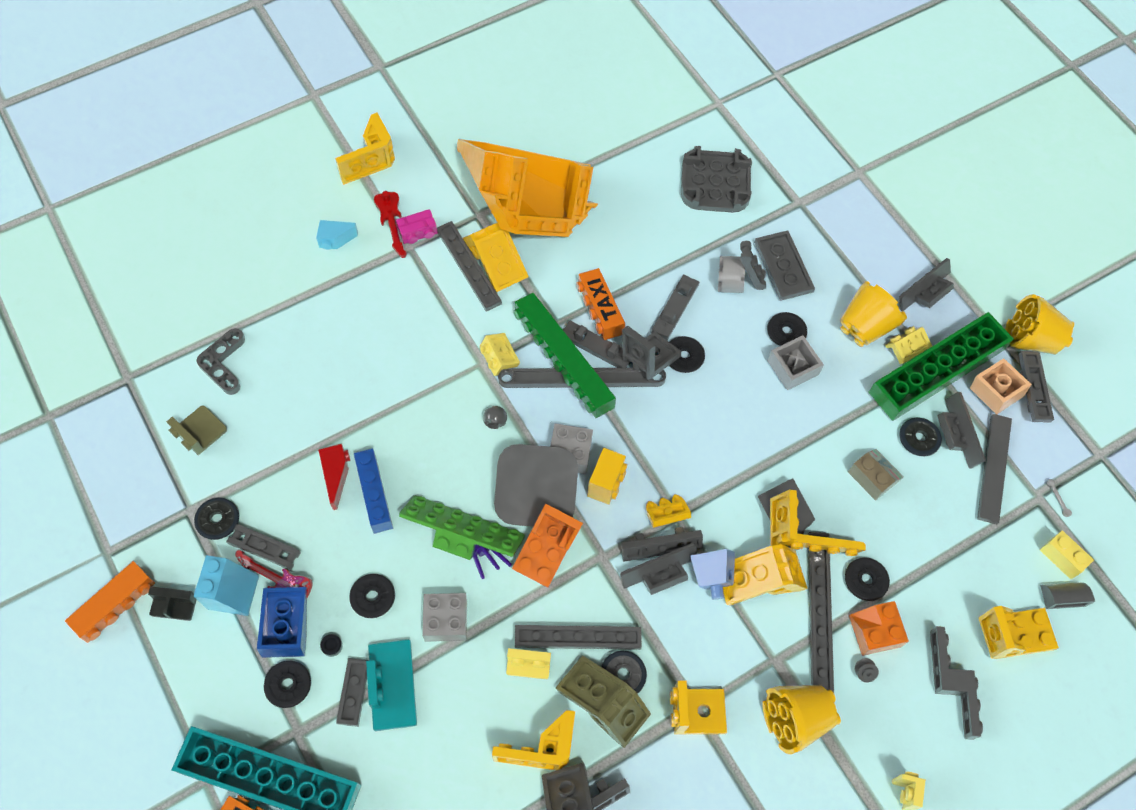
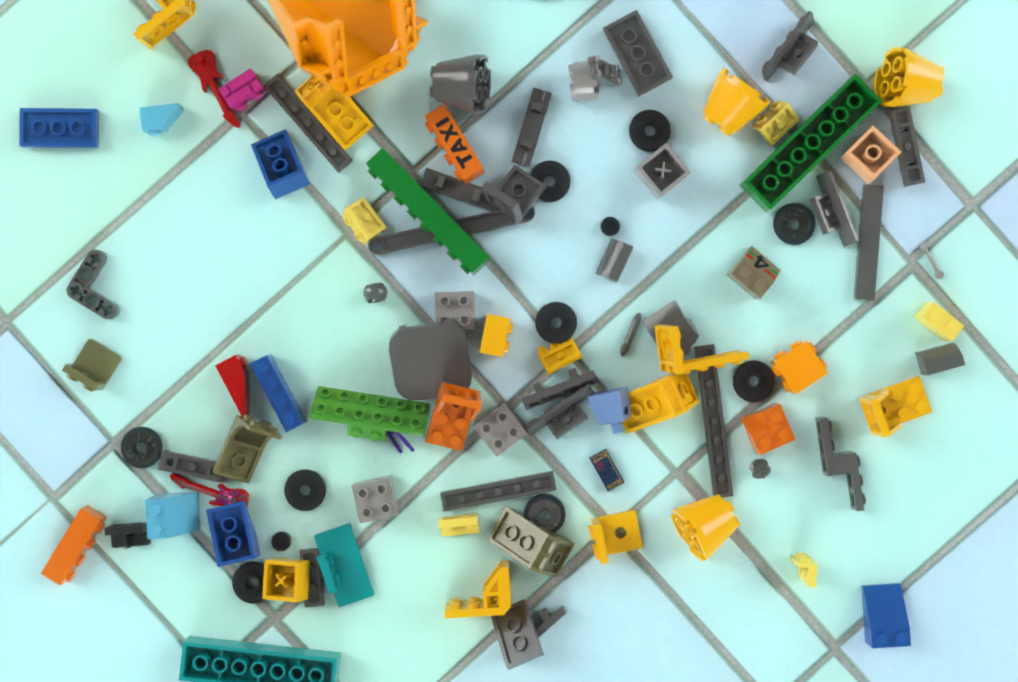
camera: 10 degrees left, 25 degrees up
(241, 226) = (58, 128): none -> blue plate
(323, 534) = (244, 448): none -> olive bracket
(325, 682) = (286, 579): none -> yellow brick
(434, 292) = (280, 164): none -> blue slope
(593, 571) = (500, 429): none -> light grey brick
(619, 253) = (462, 83): none -> dark grey cone
(669, 492) = (559, 334): none -> black wheel
(698, 640) = (606, 470): none -> dark blue tile
(736, 519) = (630, 335): none -> dark grey piece
(737, 404) = (610, 226): none -> black tile
(737, 434) = (614, 260): none -> dark grey brick
(916, 570) = (798, 366): none -> light orange brick

